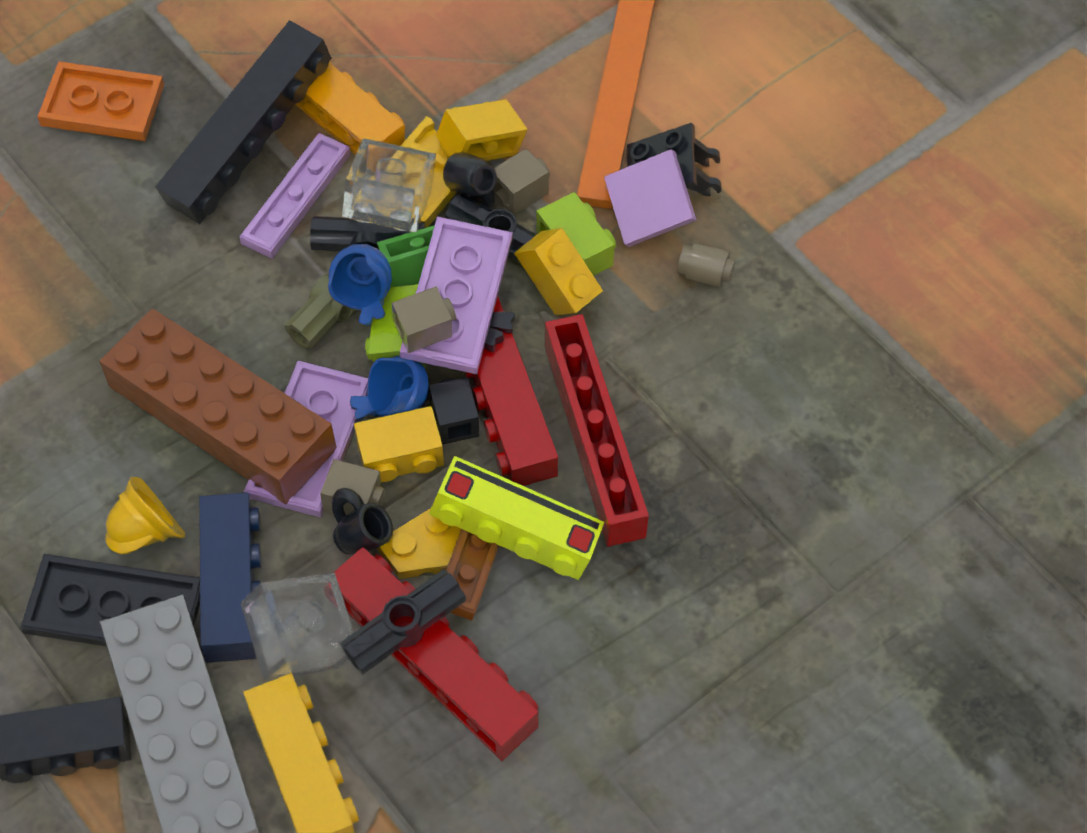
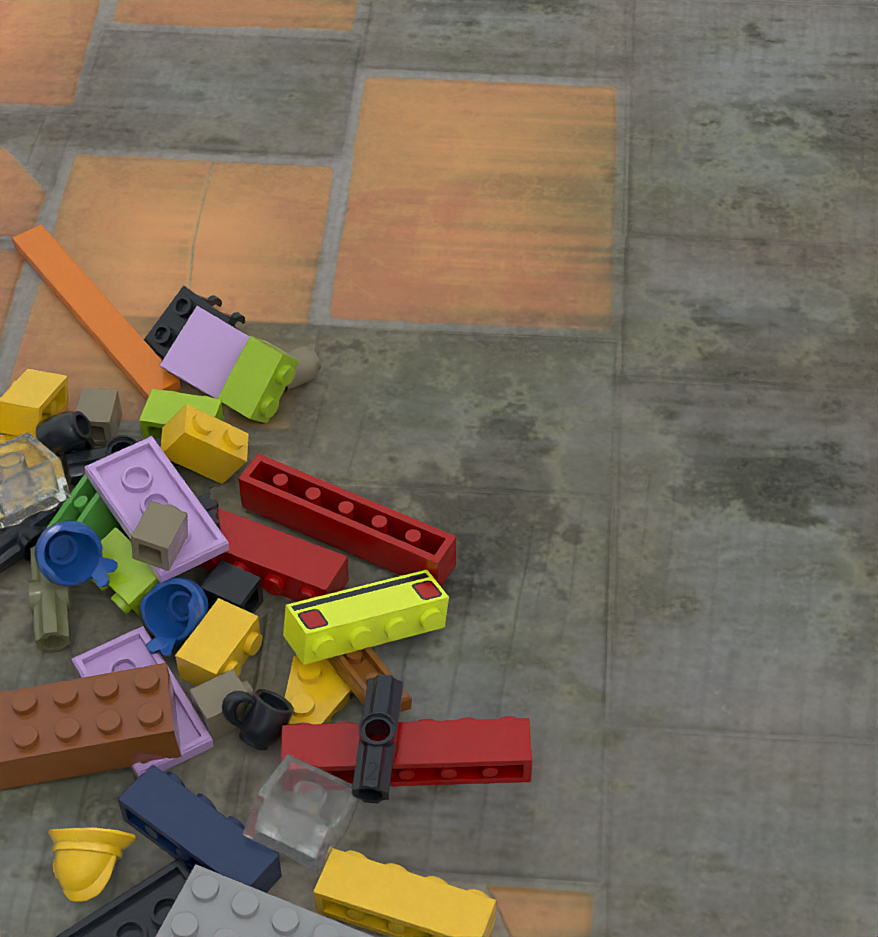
camera: 45 degrees left, 10 degrees down
(659, 251) = (258, 380): none -> lime brick

